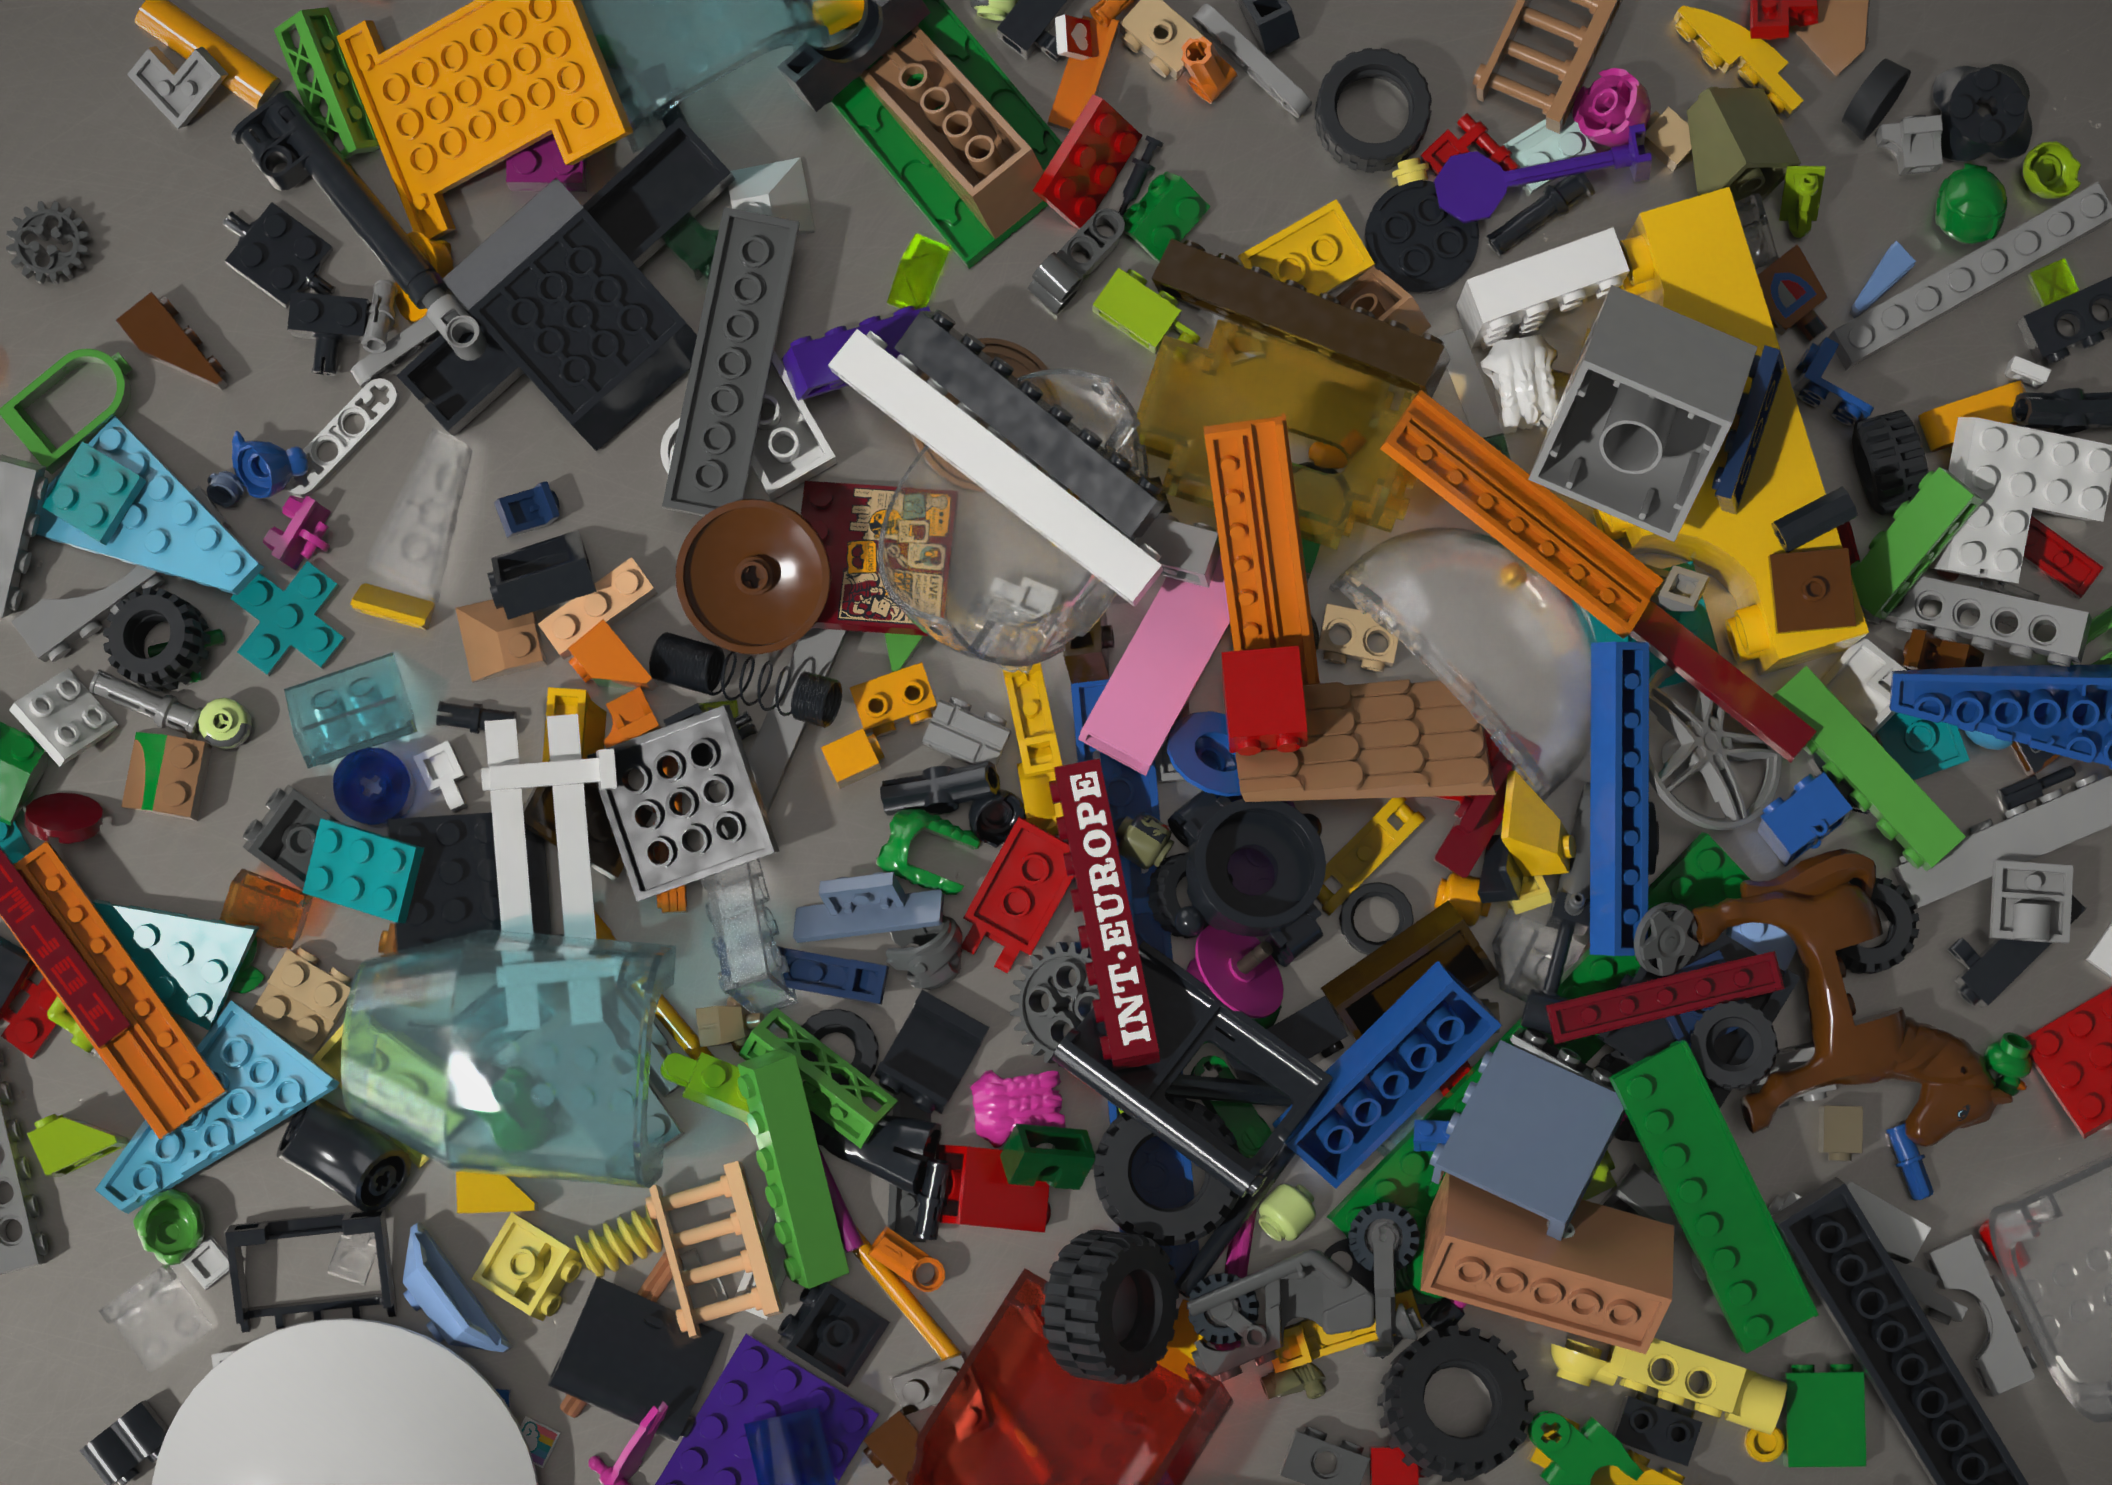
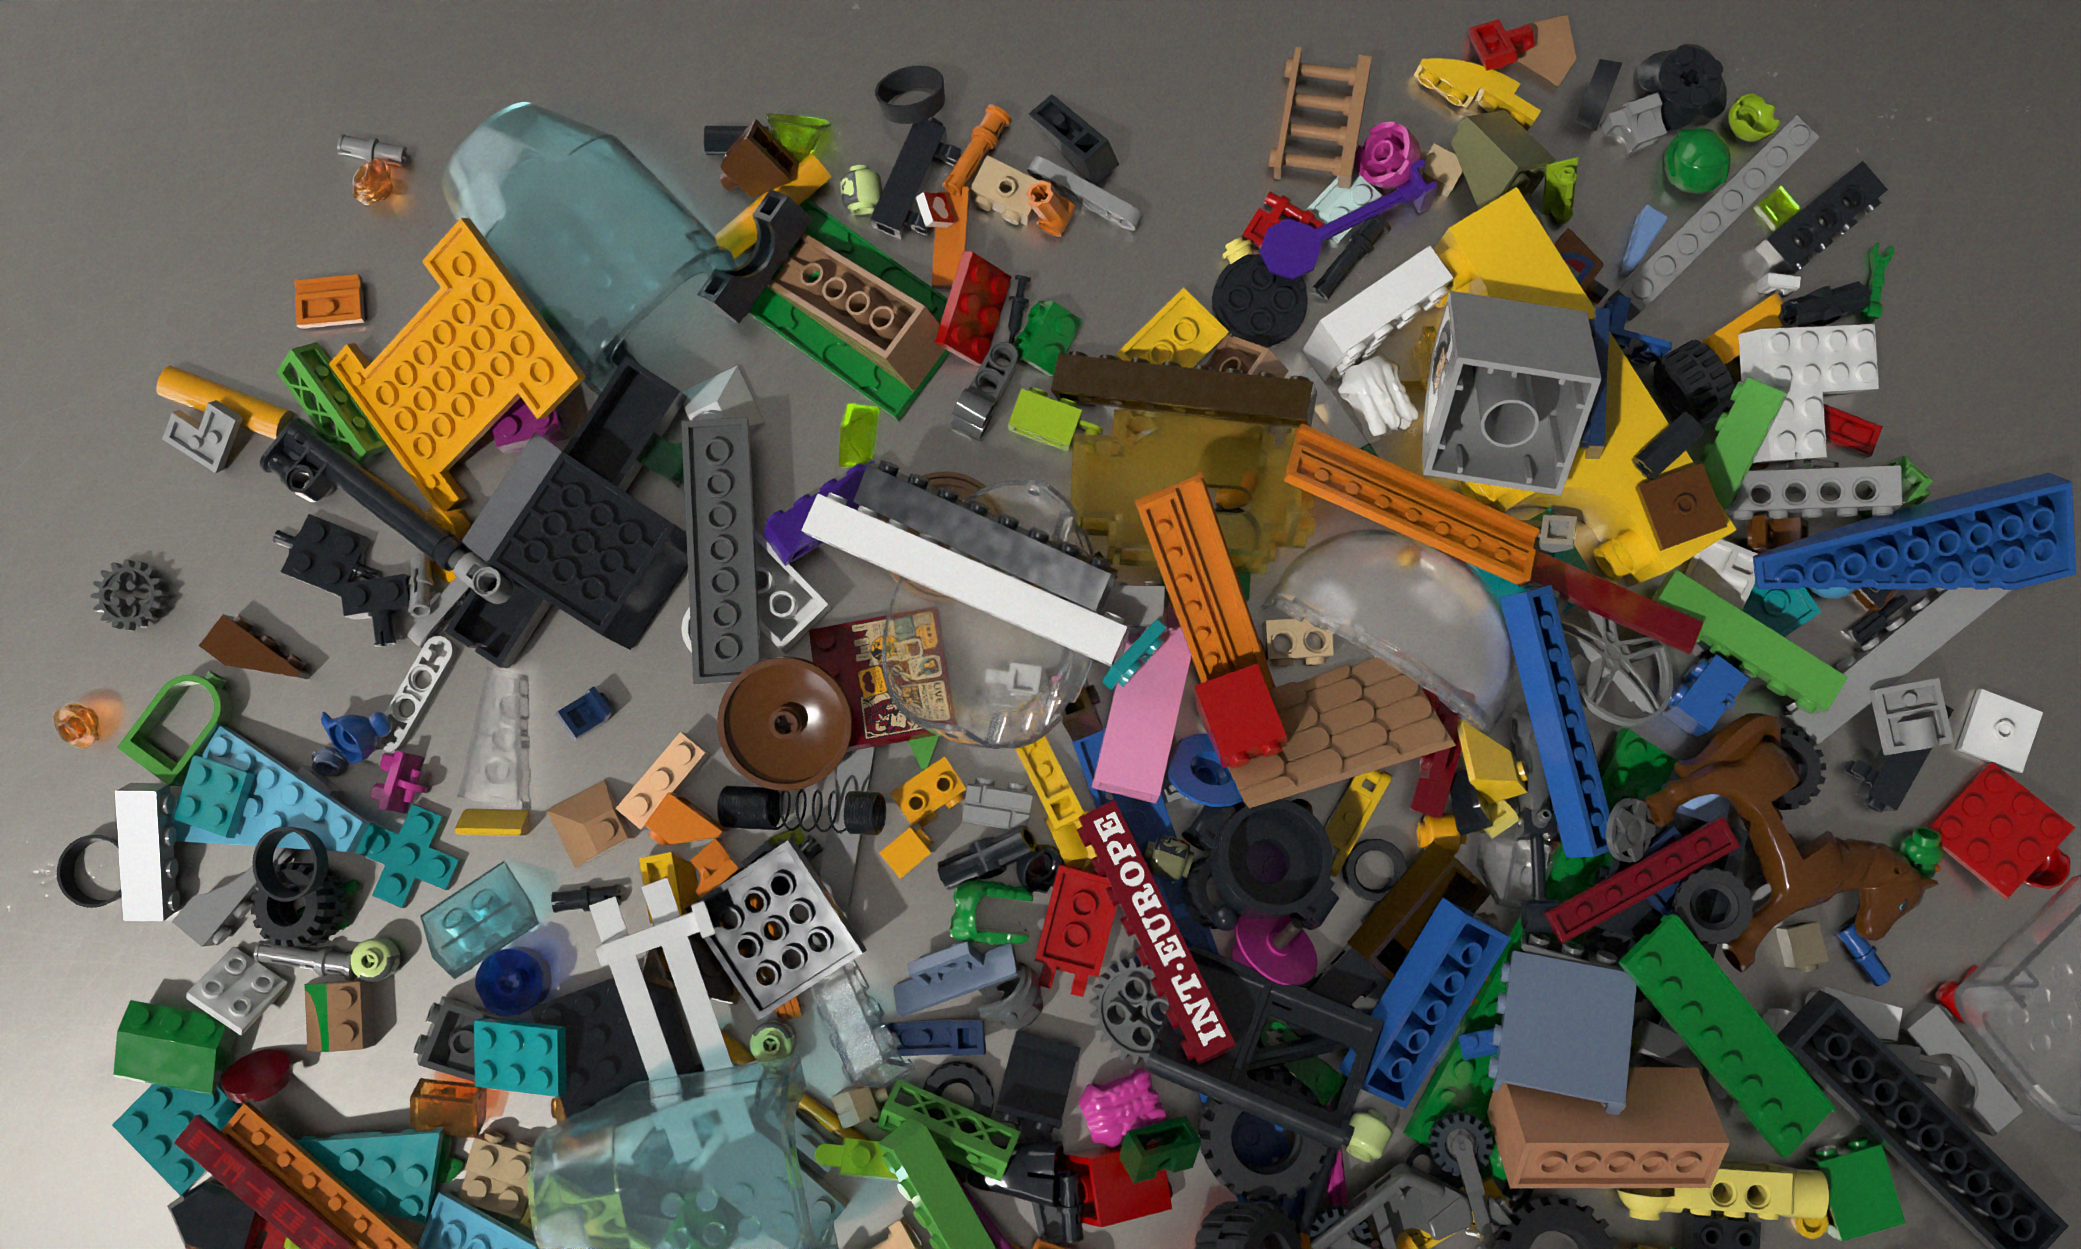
camera: 20 degrees left, 0 degrees up
(135, 579) = (264, 869): none -> black tyre
(441, 771) = (567, 951): white plate -> none
(541, 575) = (609, 767): black window -> none
(659, 925) = (782, 1036): none -> yellowish green head
(1173, 597) = (1141, 649): none -> teal plate
(1380, 65) = (1205, 171): black tyre -> none

